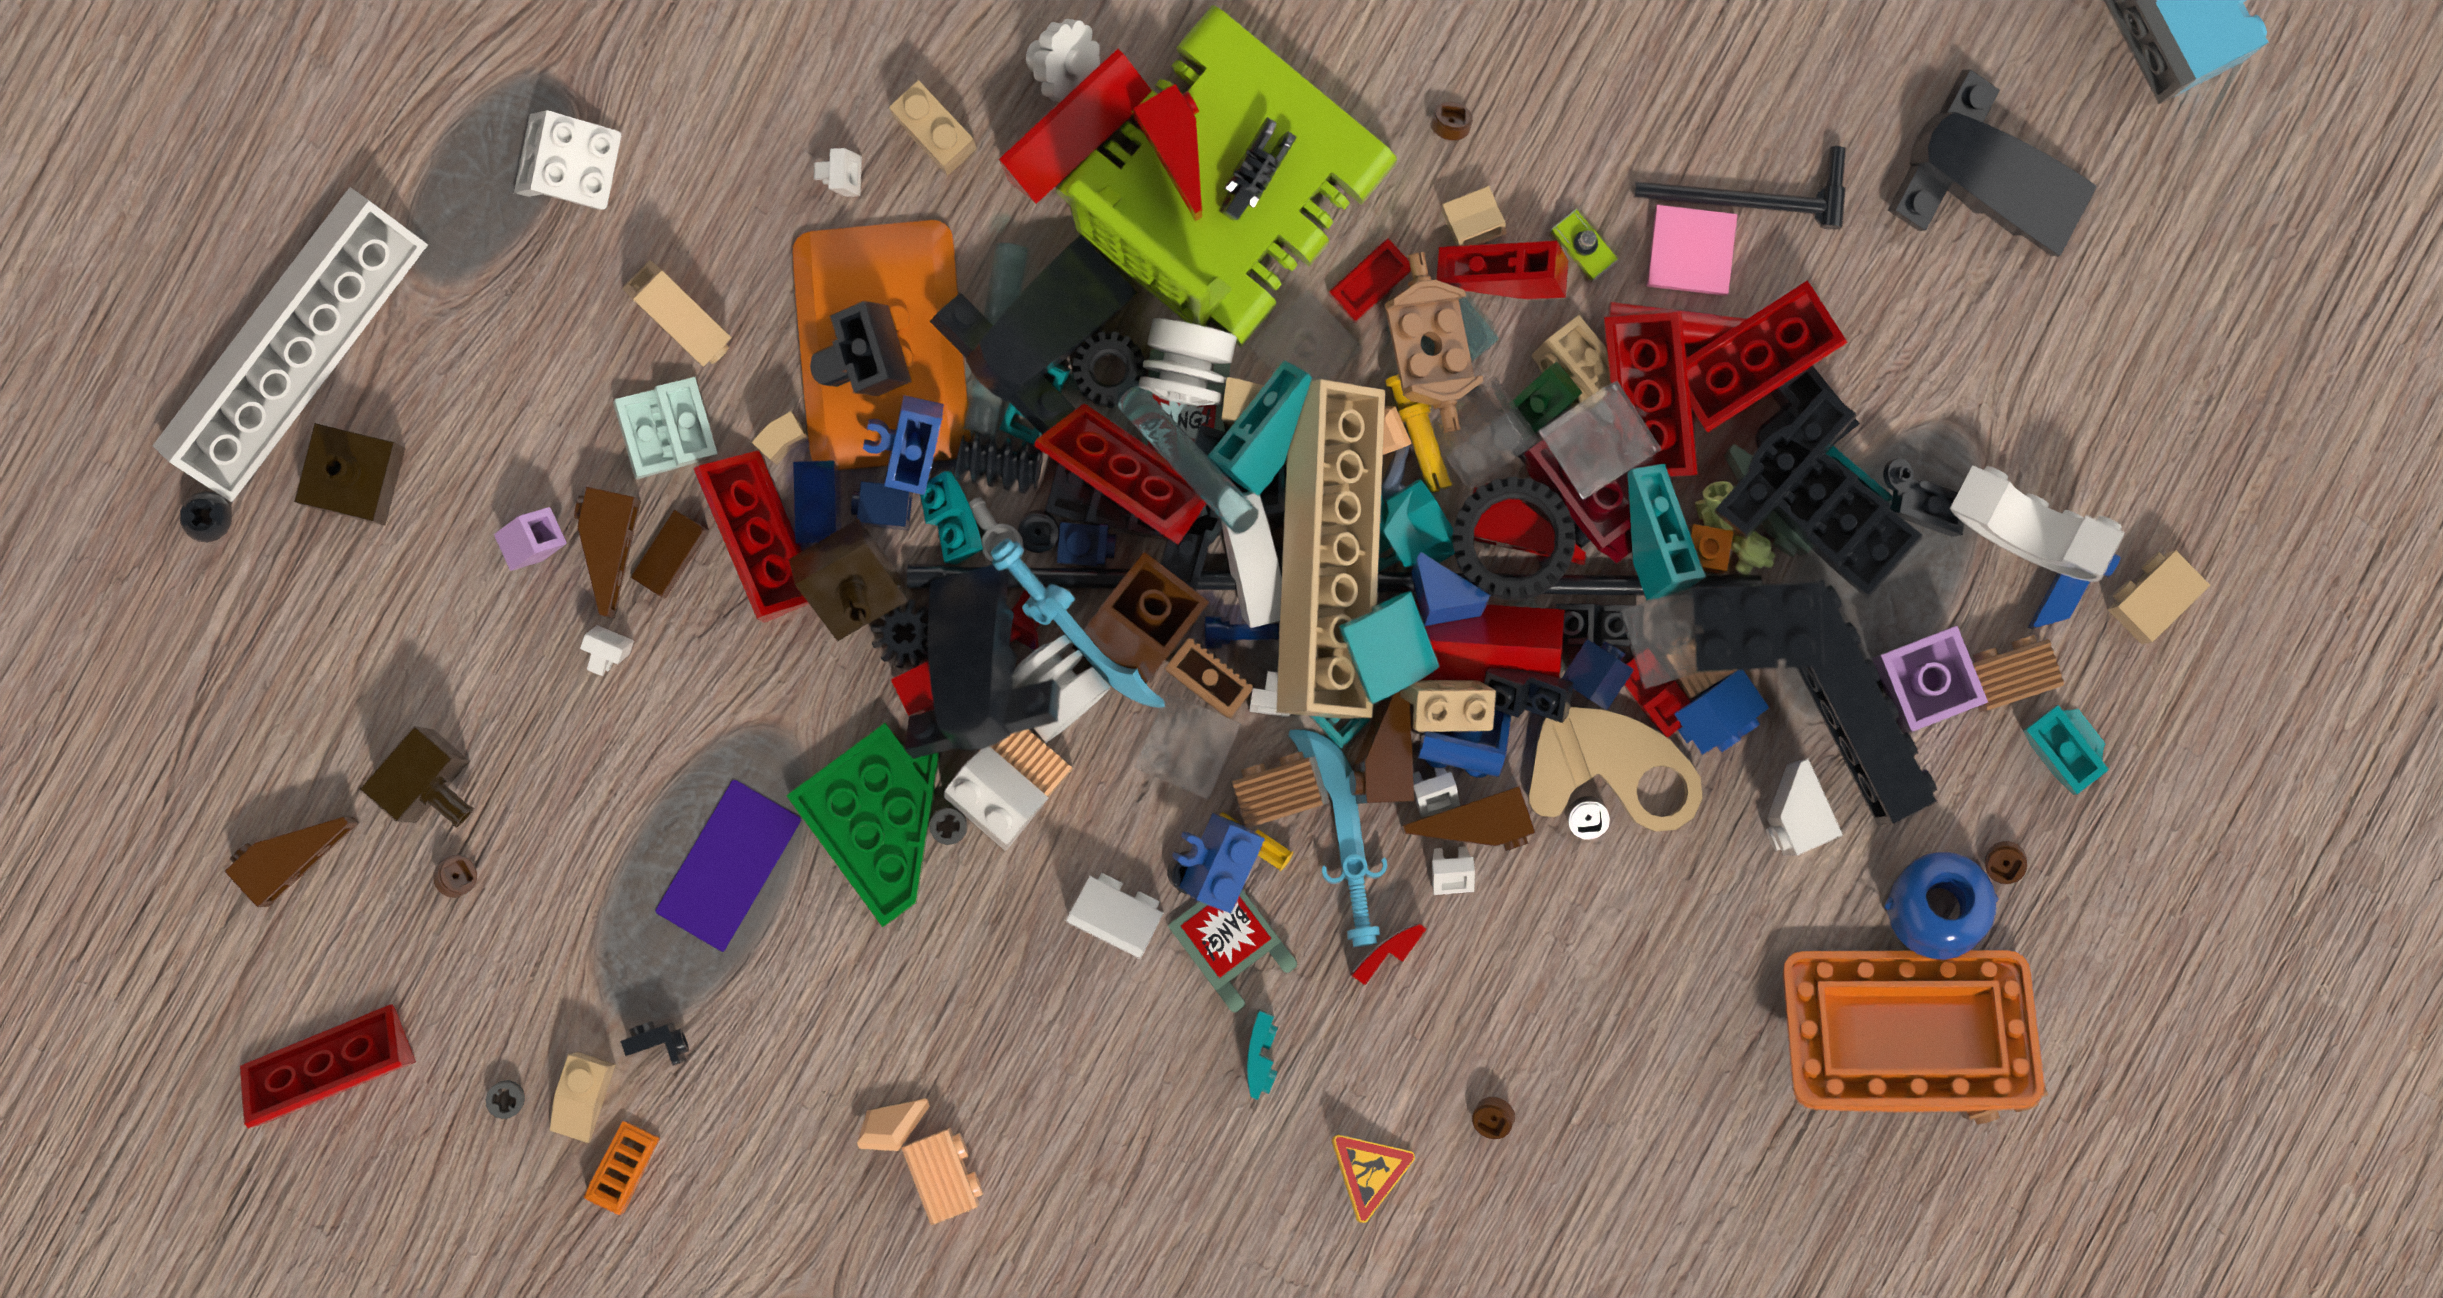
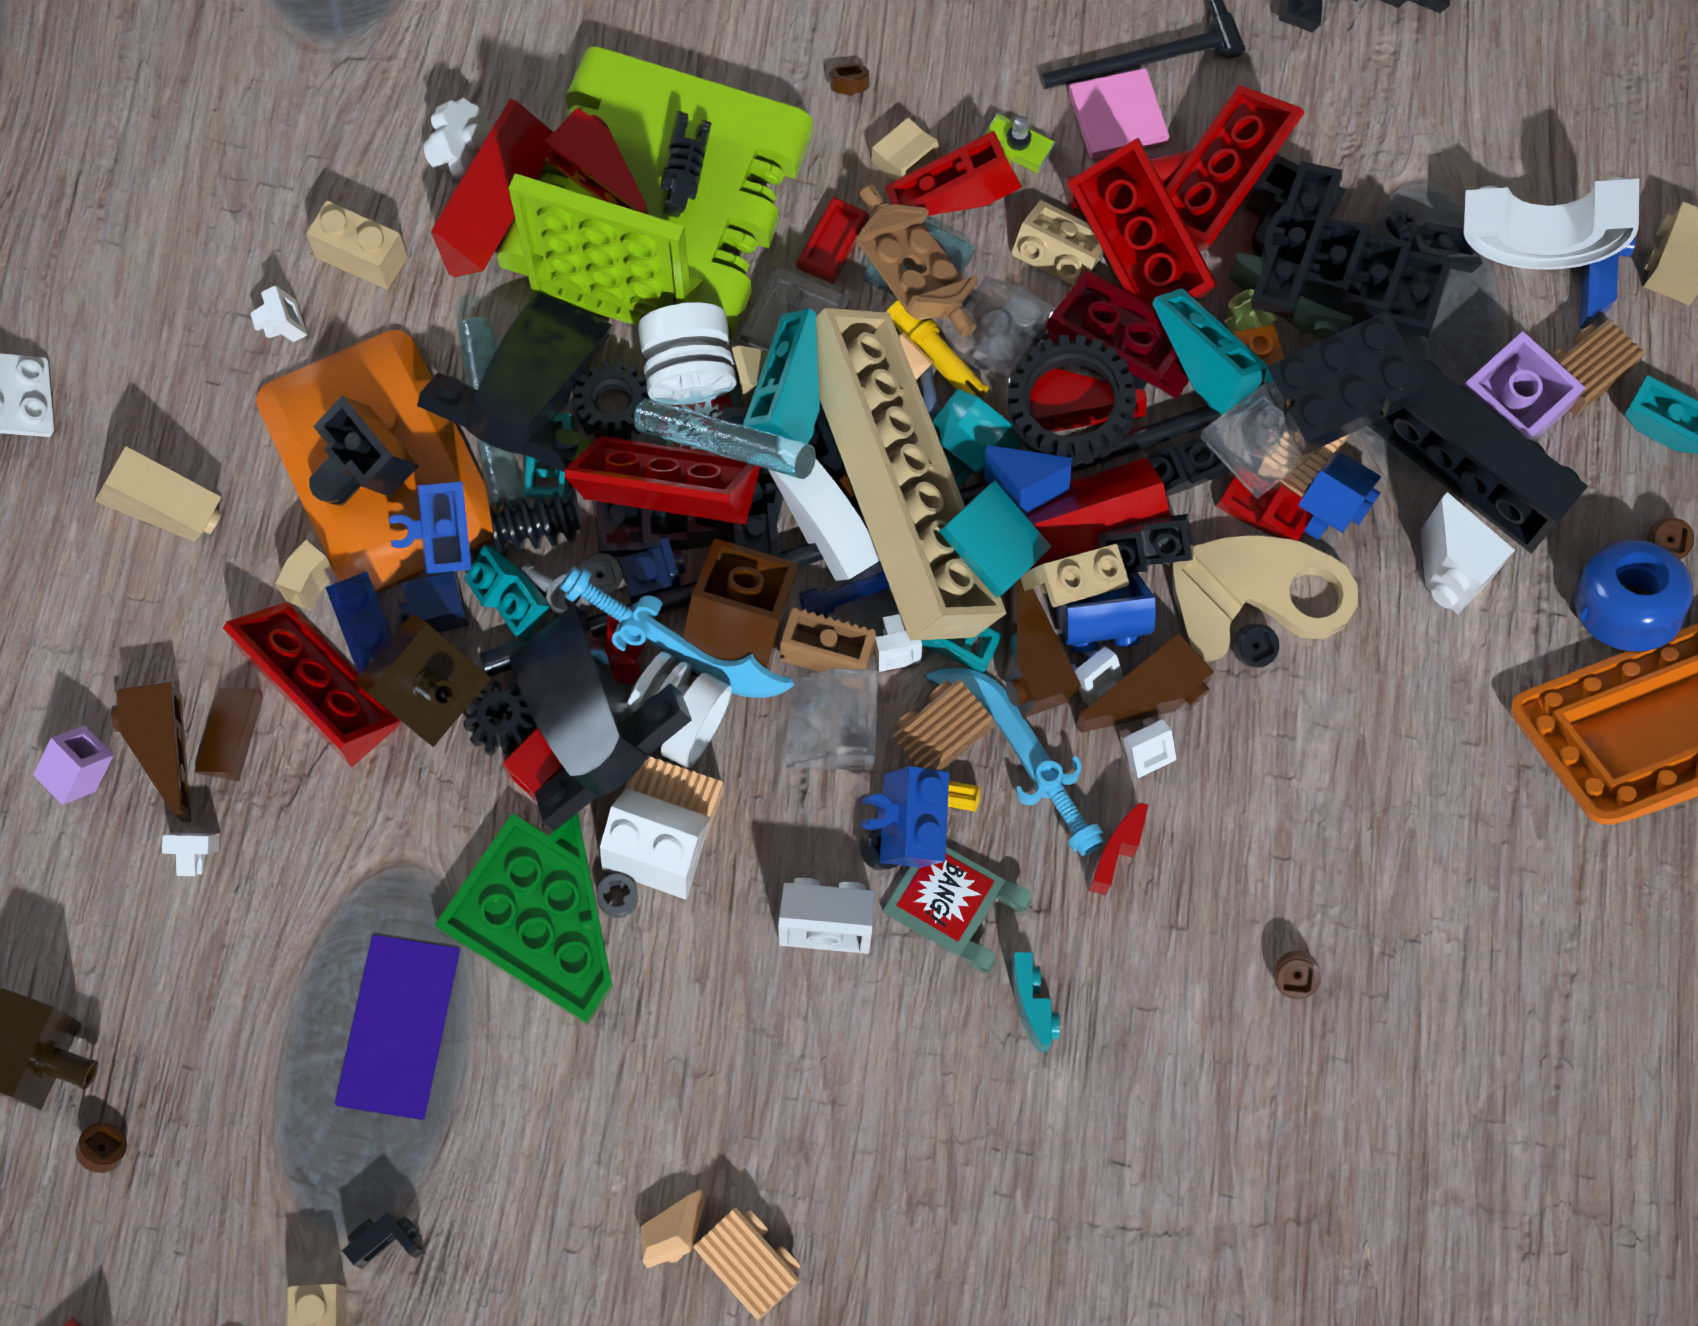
camera: 25 degrees left, 15 degrees down
(665, 428) = (181, 613): light aqua slope -> none
(1369, 1172) = (1196, 1078): piece -> none
(1547, 397) = (1046, 270): dark green slope -> none
(1598, 672) = (1207, 501): dark blue brick -> none
(1600, 439) = (1112, 284): clear slope -> none
(1752, 552) = (1296, 340): yellowish green plant -> none

